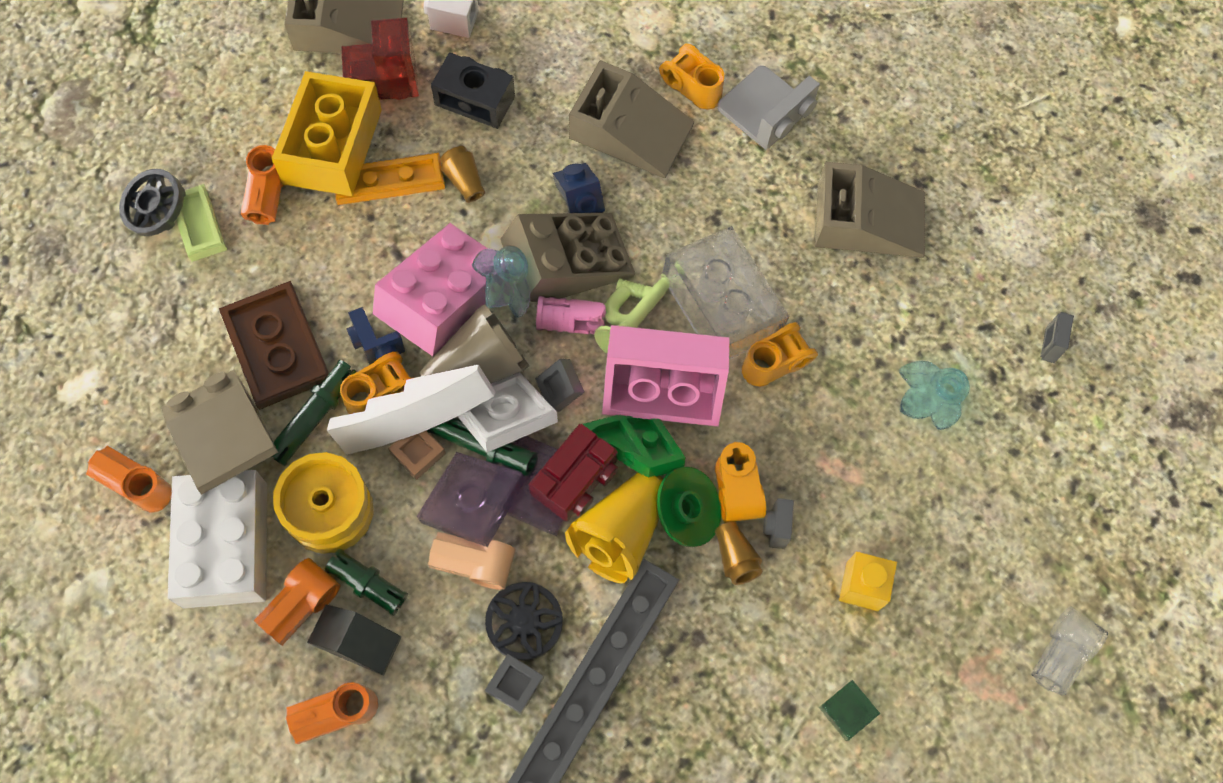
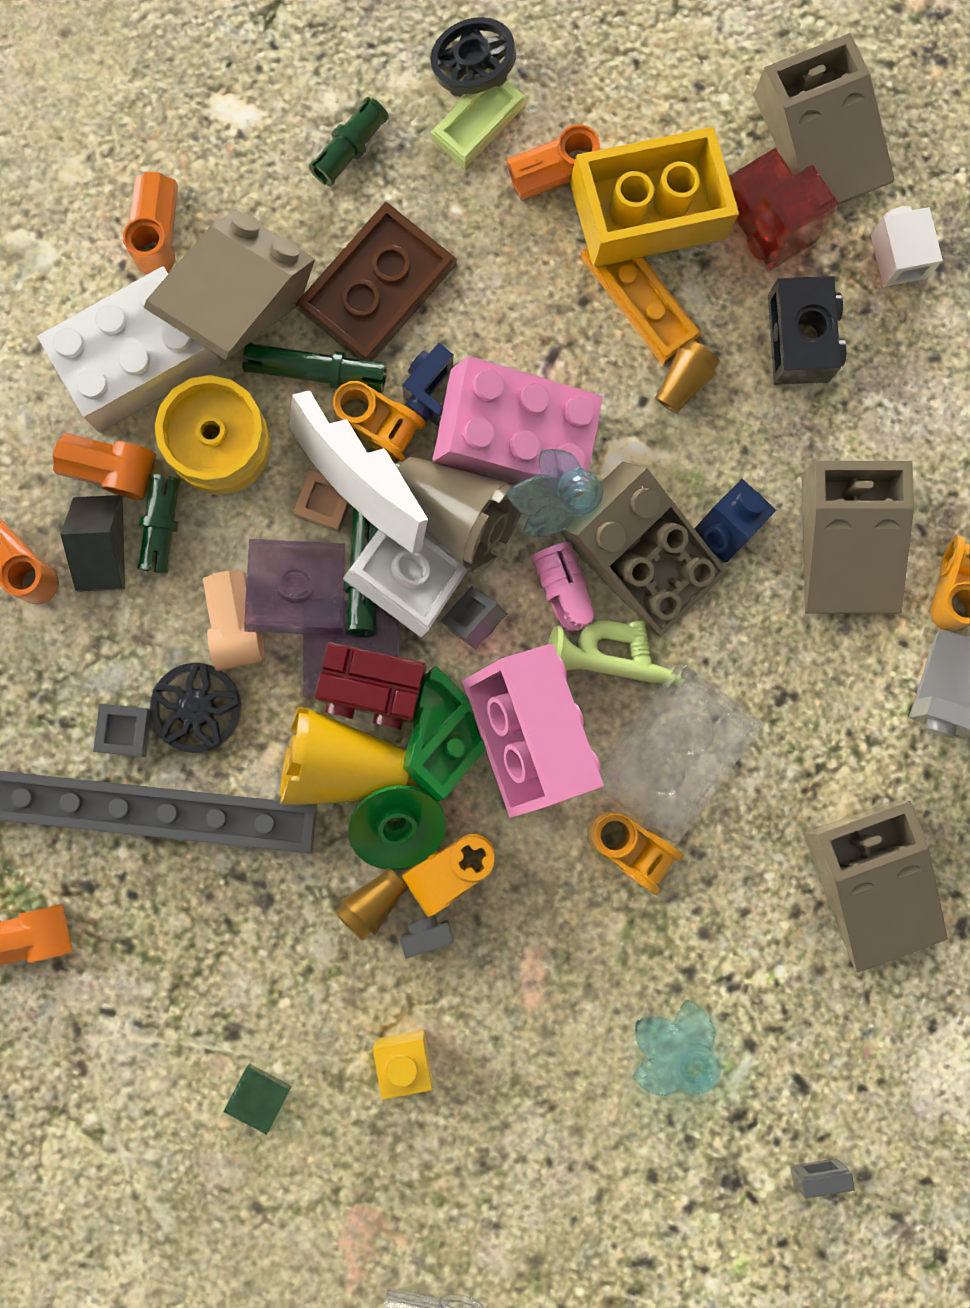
camera: 65 degrees right, 15 degrees up
(158, 313) = (348, 141): none -> dark green pin

